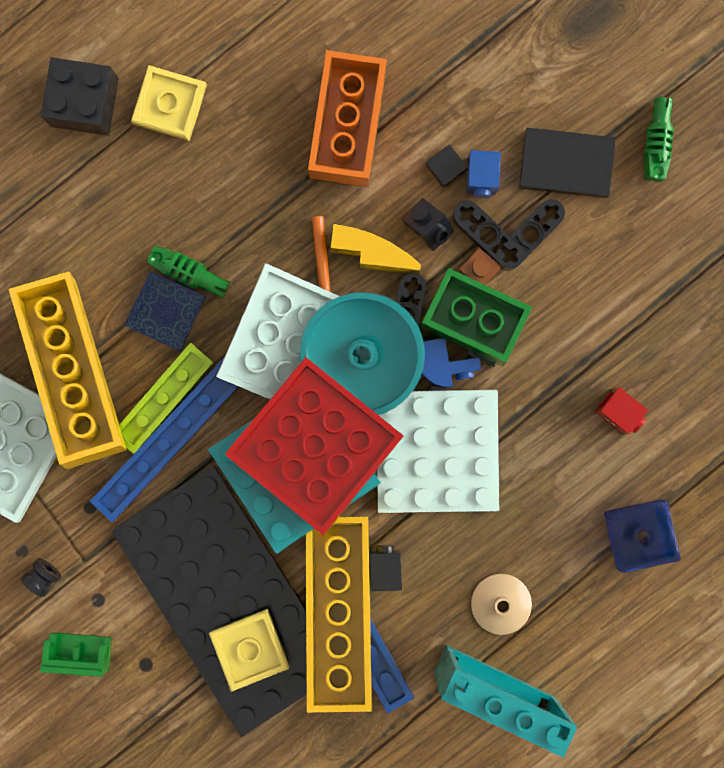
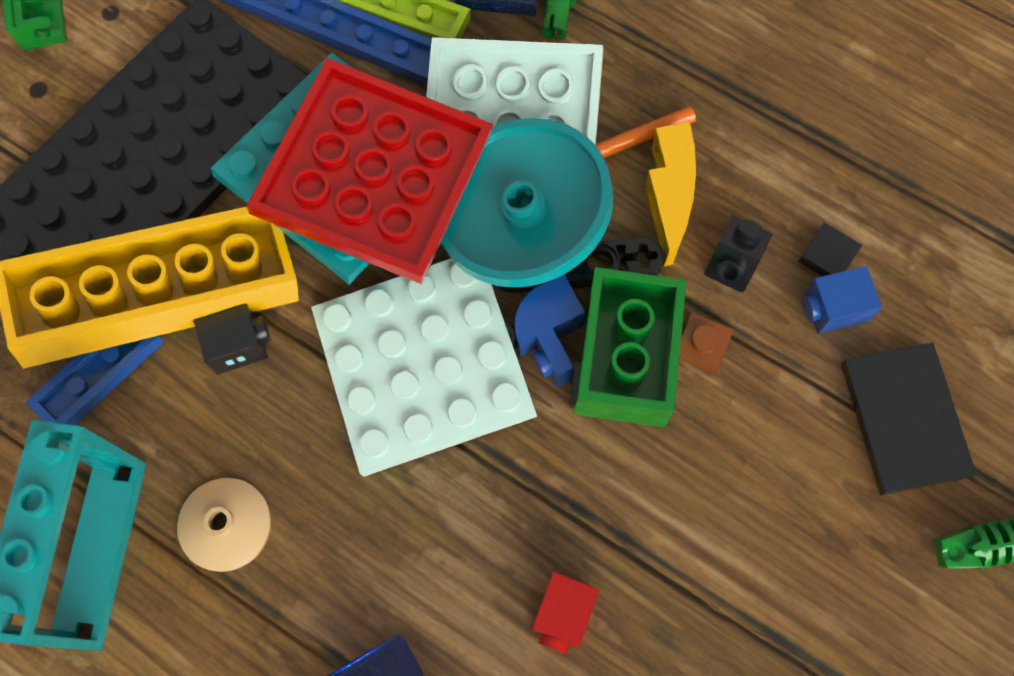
camera: 75 degrees right, 15 degrees down
(249, 650) = (76, 190): light yellow plate -> none
(347, 118) = (839, 100): orange brick -> none
(515, 241) = (763, 377): black beam -> none

